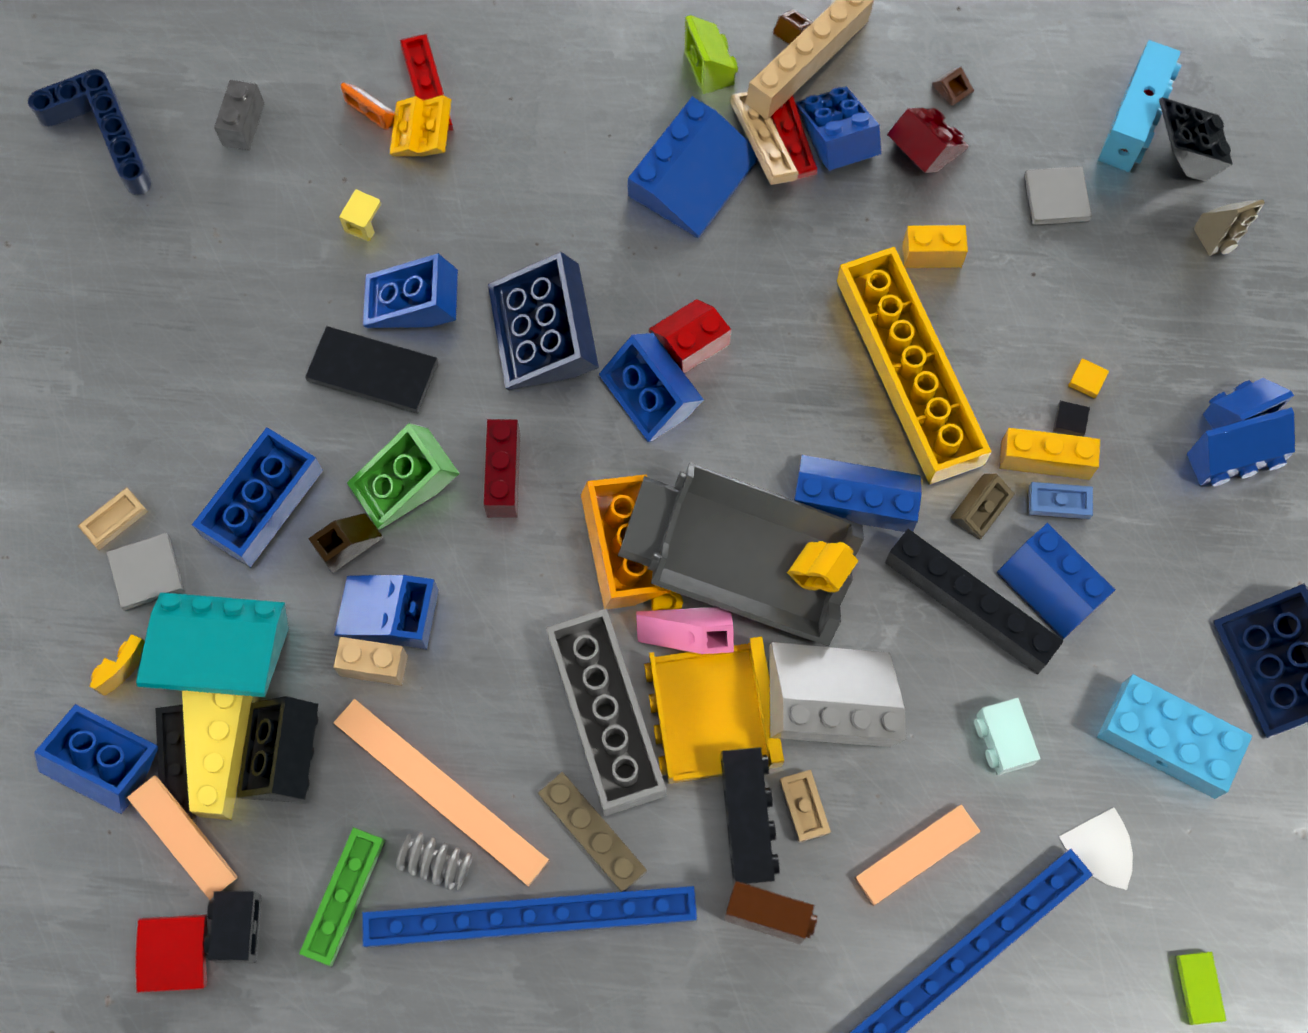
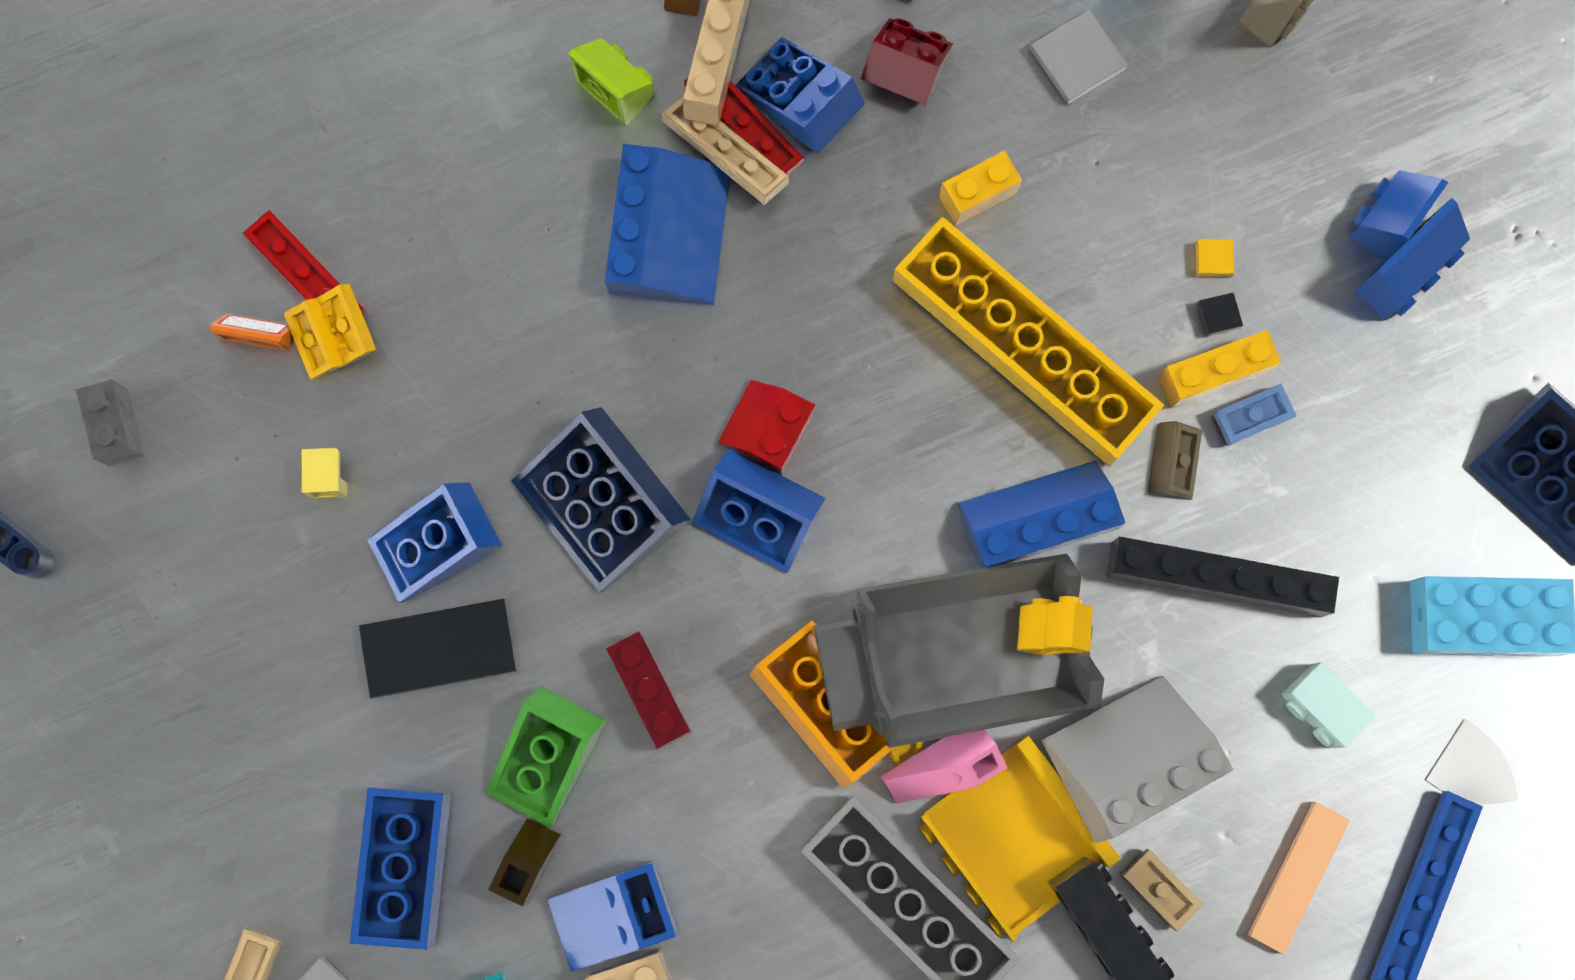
camera: 30 degrees left, 10 degrees up
(1055, 581) = (1294, 509): blue slope -> none

